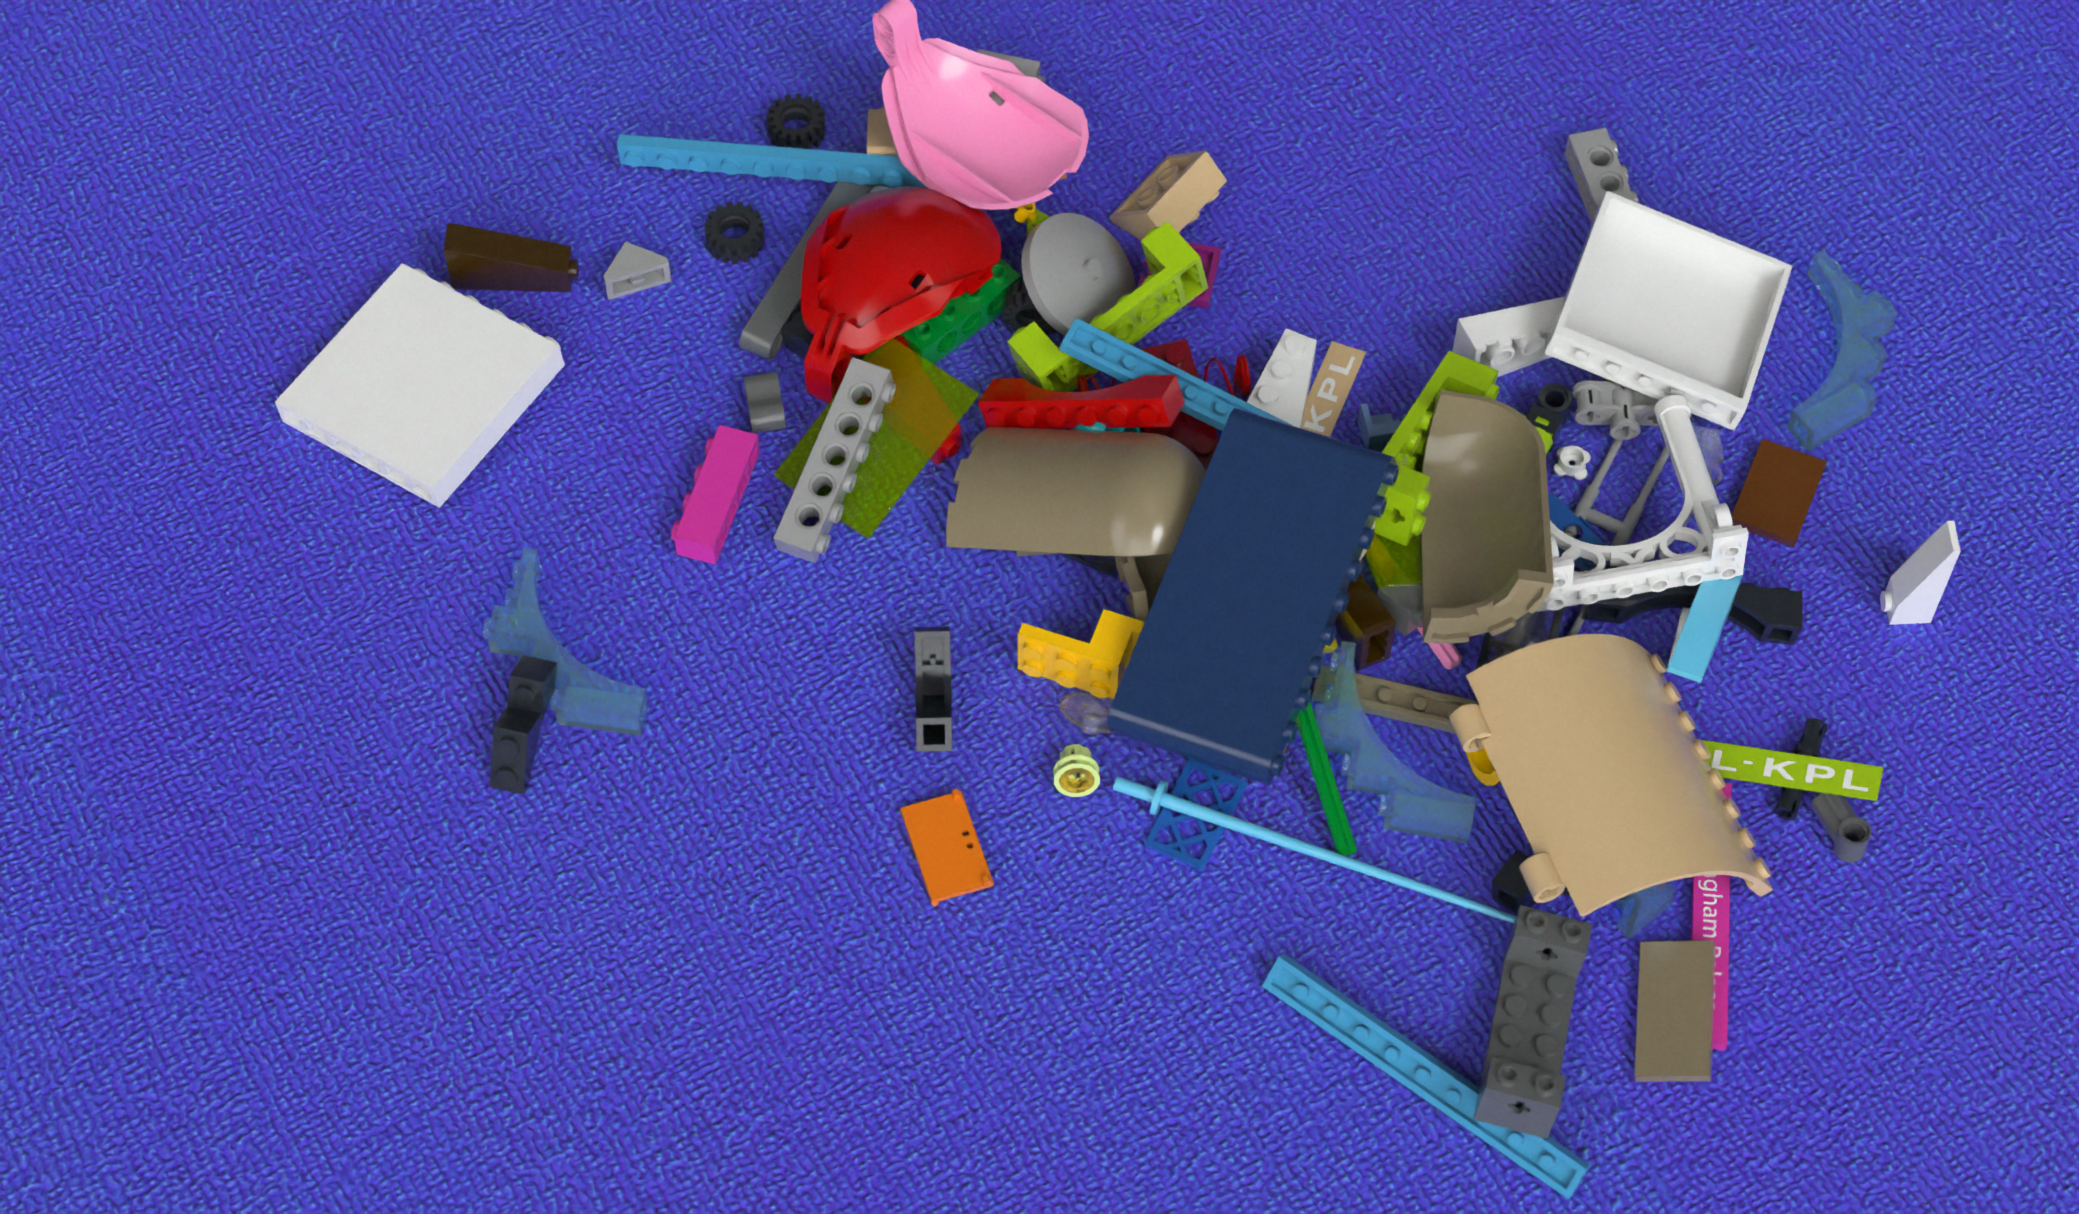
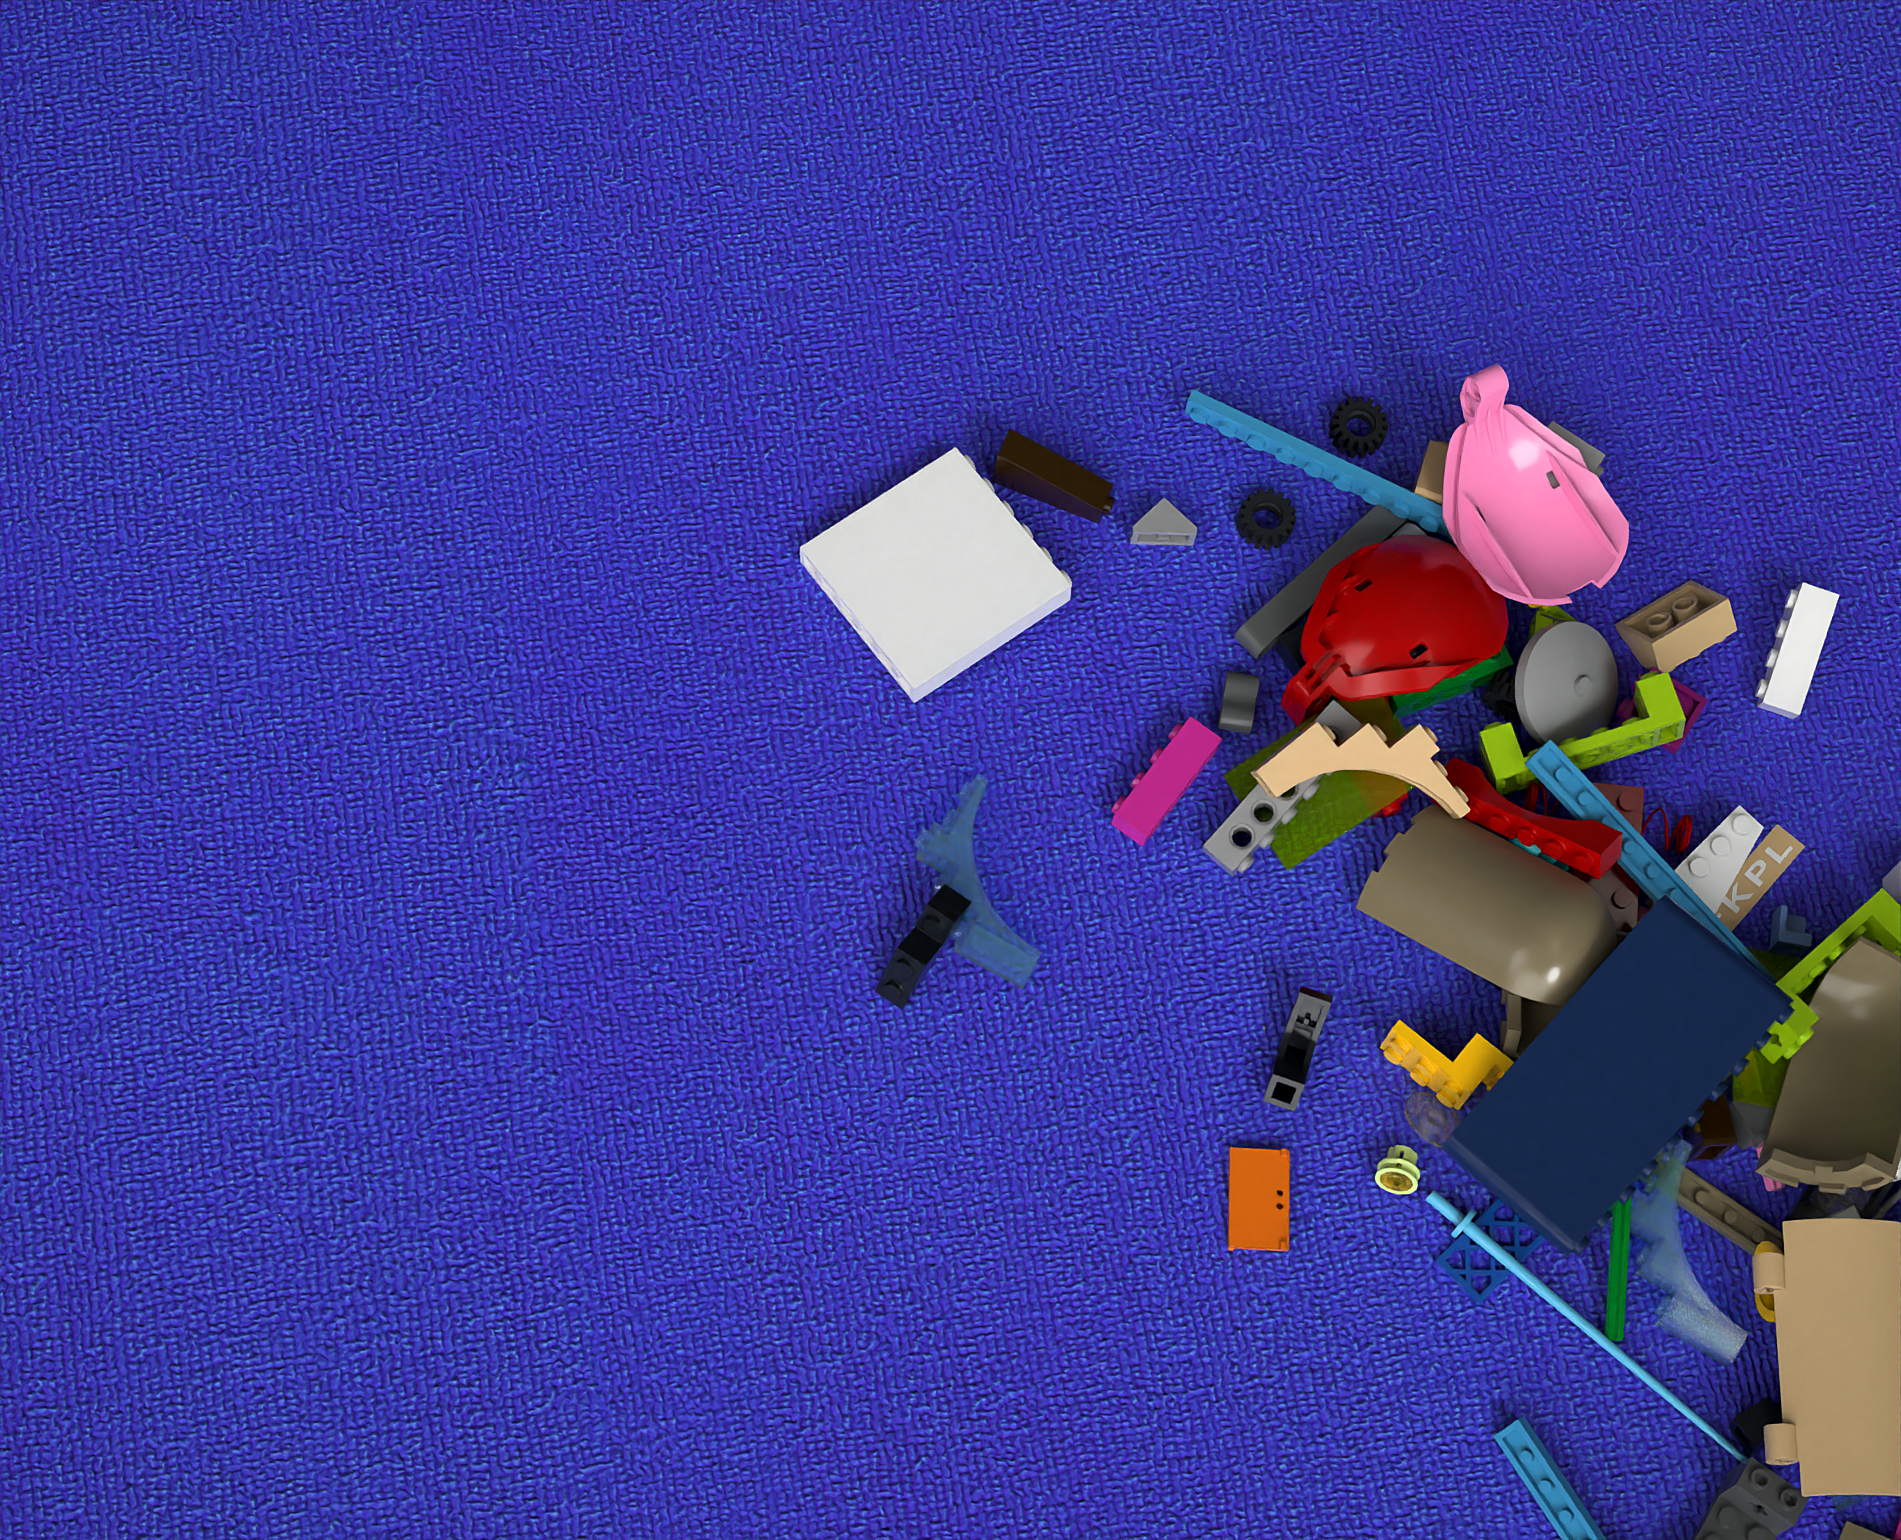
camera: 10 degrees right, 10 degrees up
(899, 390) = (1363, 749): none -> tan arch
(1290, 178) = (1796, 650): none -> white wedge

